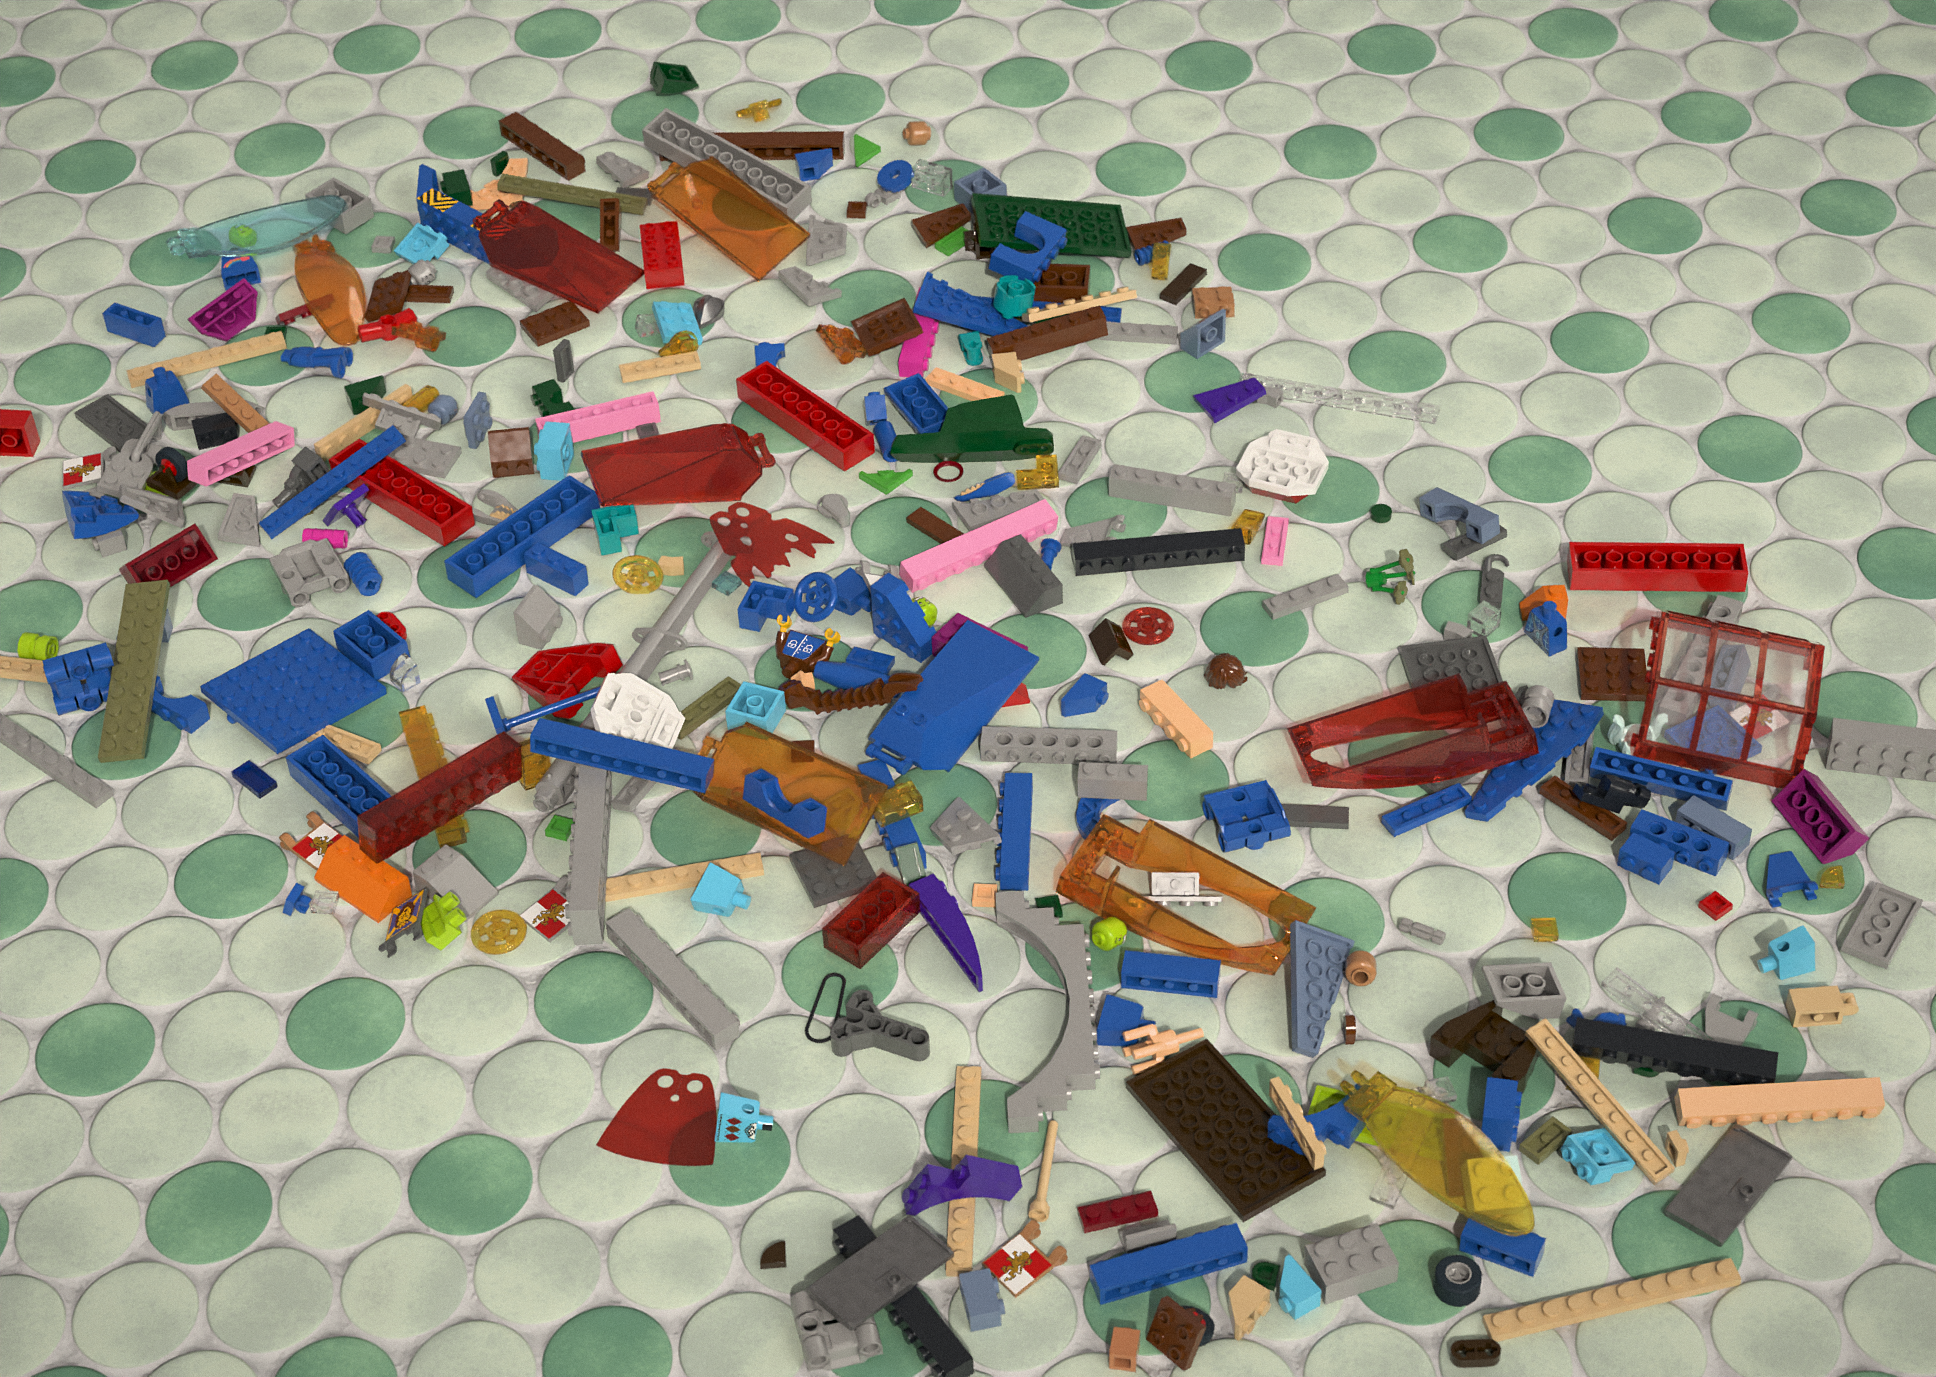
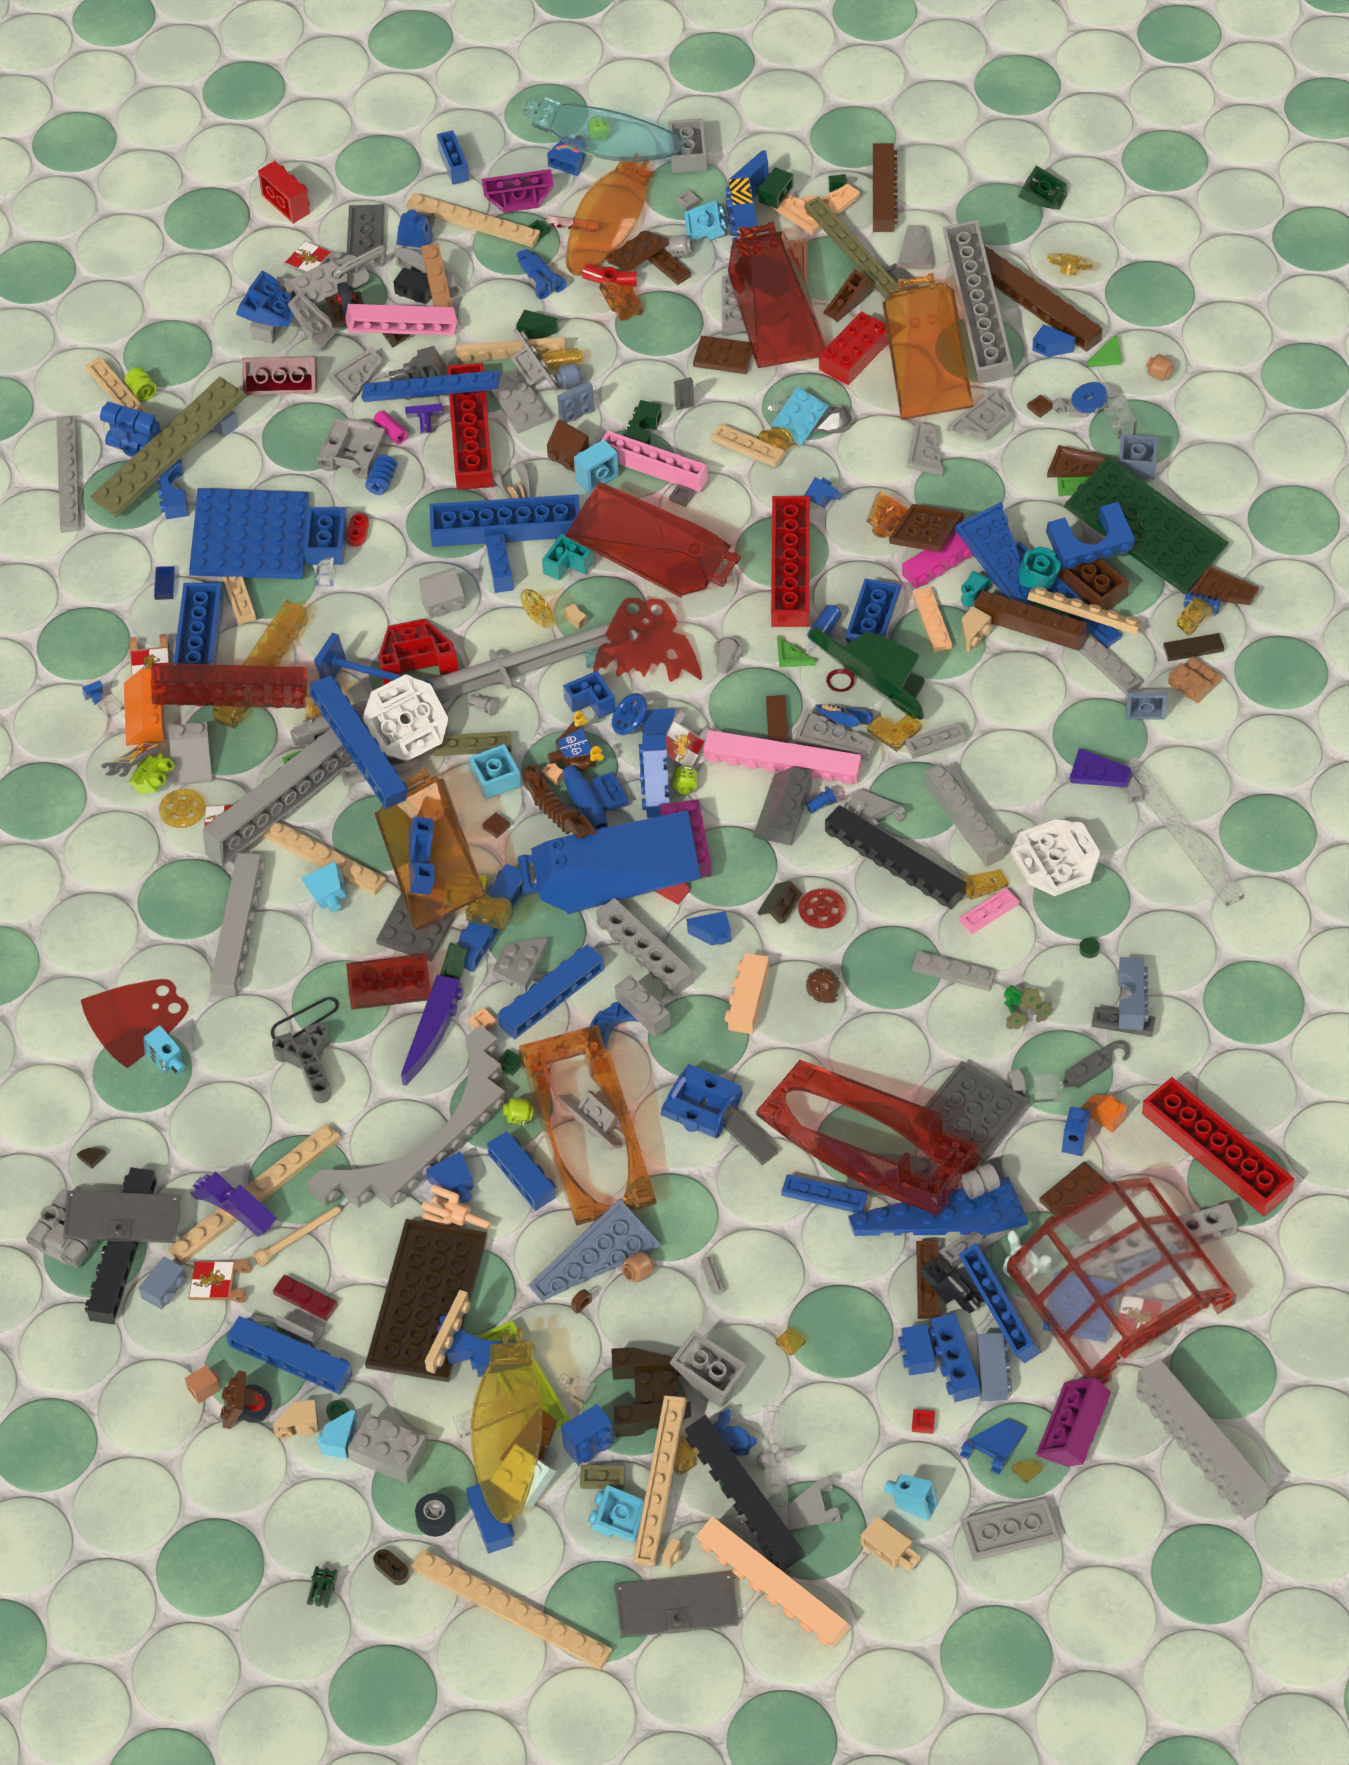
camera: 45 degrees right, 10 degrees up
(874, 408) = (837, 592): brick -> none

